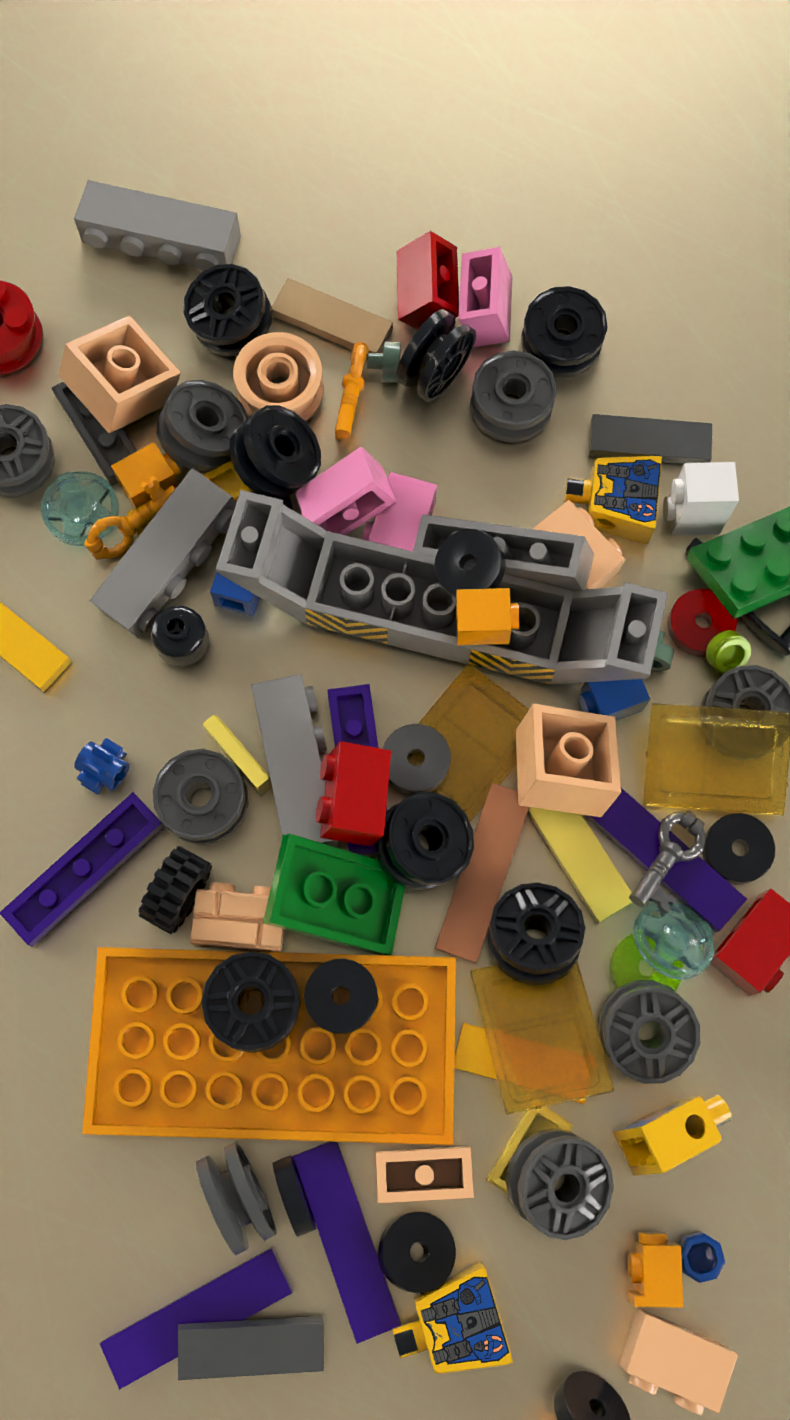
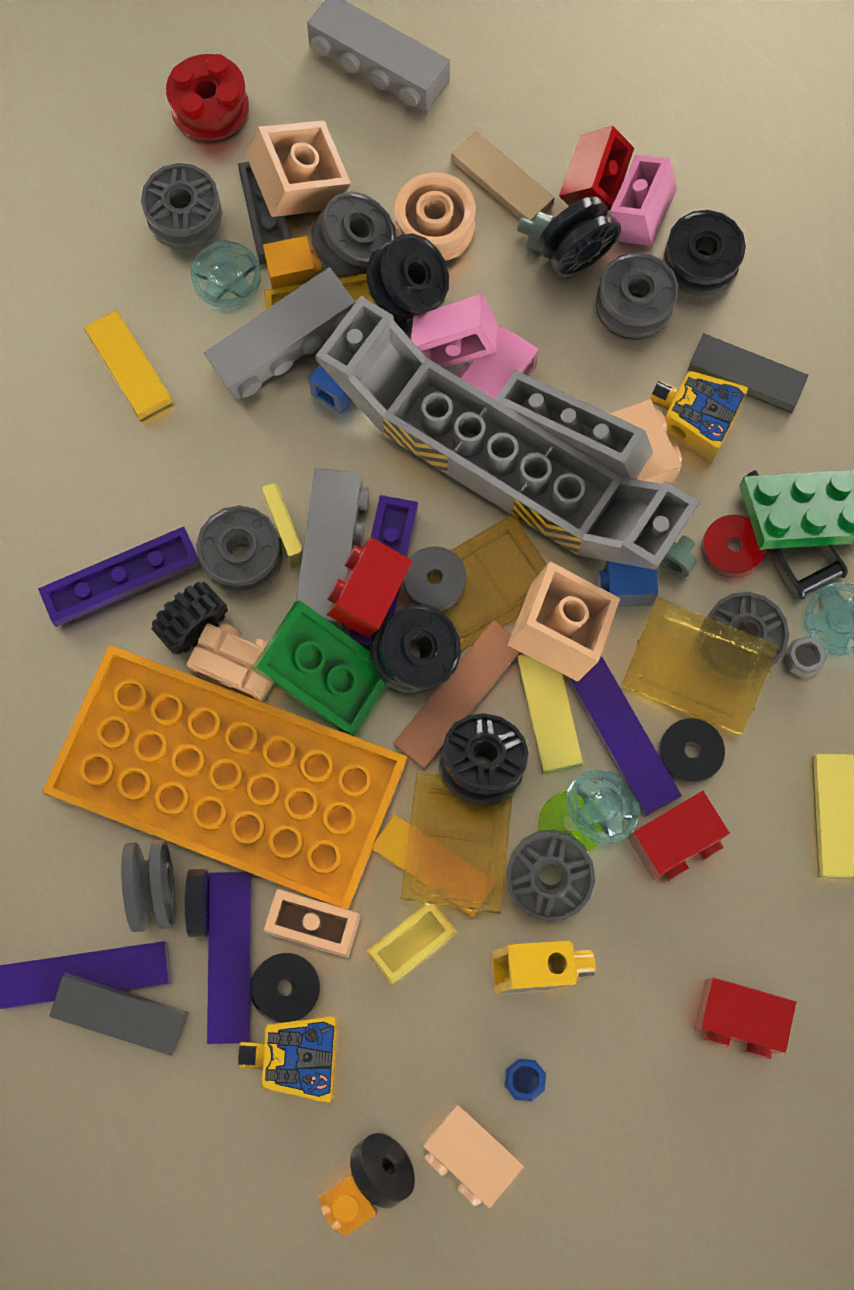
camera: 20 degrees right, 0 degrees up
(101, 766) = (165, 496): blue gear -> none
(127, 525) = (258, 300): light orange piece -> none
(179, 636) = (270, 408): black head -> none
(216, 292) = (406, 124): black wheel -> none
(228, 985) = (212, 707): black wheel -> none
(335, 975) = (296, 735): black piece -> none
(352, 386) = (497, 241): light orange piece -> none
(459, 549) = (530, 410): black piece -> none
(485, 616) = (534, 472): light orange brick -> none
(579, 1201) = (440, 993): dark grey wheel -> none
(656, 1271) = (481, 1075): light orange brick -> none
(670, 853) = (627, 732): flat silver piece -> none
(701, 498) = (769, 435): white brick -> none
(728, 651) = (746, 576): lime tile -> none

